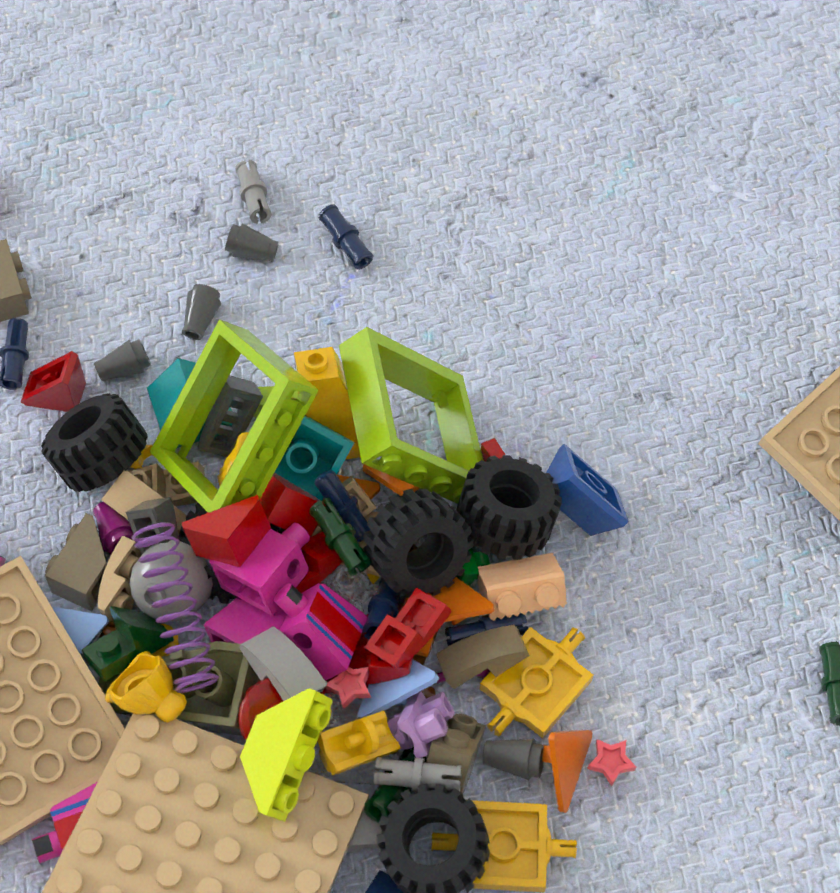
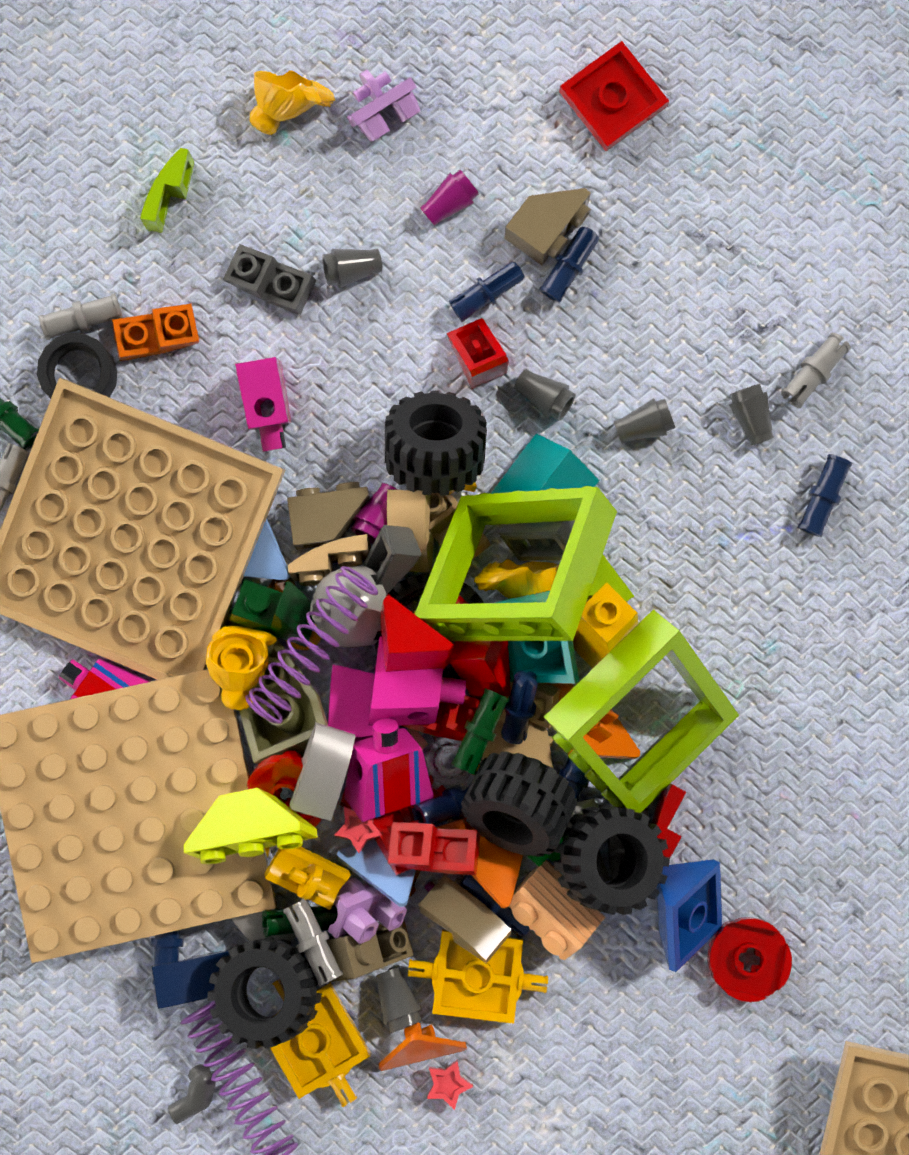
camera: 60 degrees right, 25 degrees up
(44, 291) = (569, 264): none -> dark blue axle
(648, 500) = (761, 979): none -> red plate

